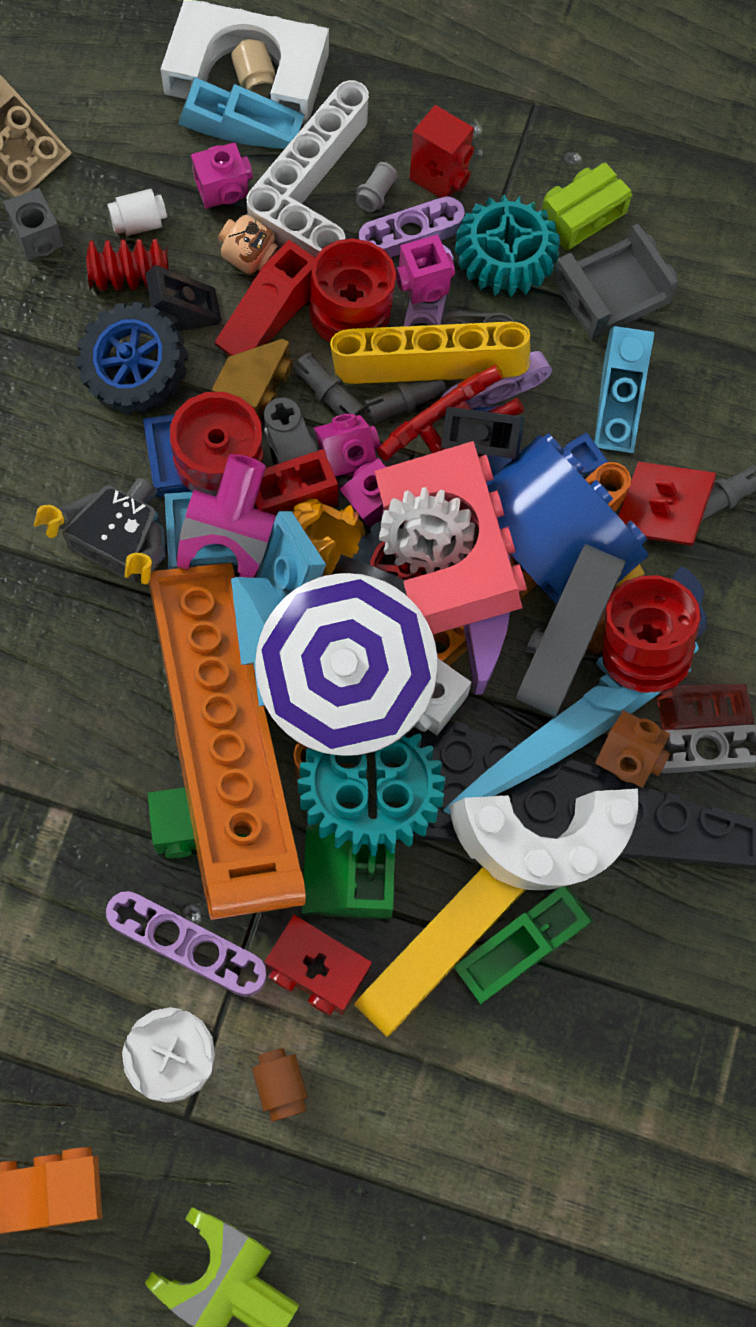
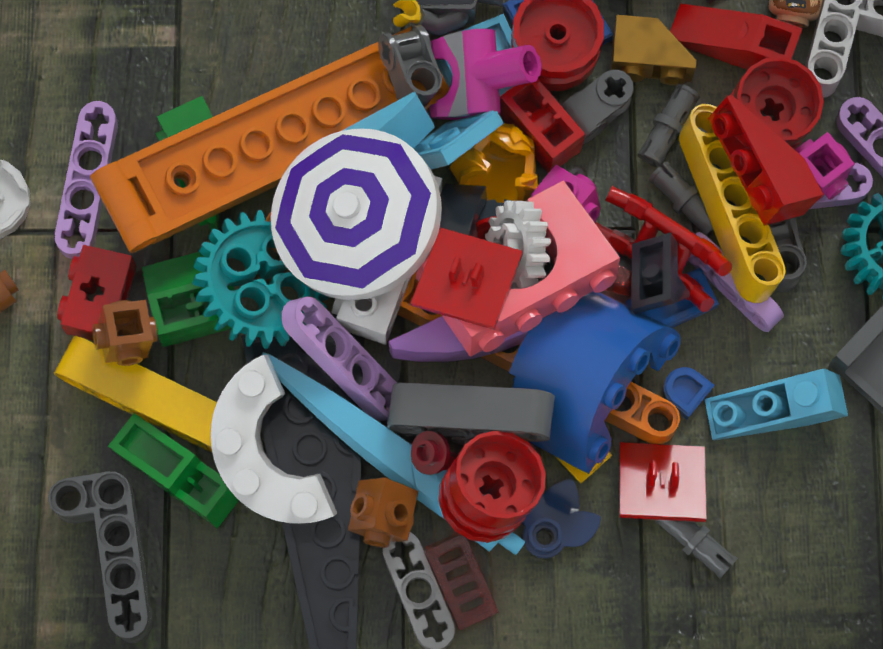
camera: 75 degrees right, 5 degrees up
(199, 579) = (410, 58): none -> dark grey piece
(347, 443) = (608, 158): dark pink brick -> none
(381, 940) = (132, 322): none -> dark orange brick
(412, 304) = (767, 166): none -> red slope
(455, 576) = (467, 278): none -> red piece
(473, 736) = (347, 354): none -> lavender beam
(596, 682) = (431, 453): none -> dark red plate
(600, 1029) = (111, 557): none -> dark grey beam

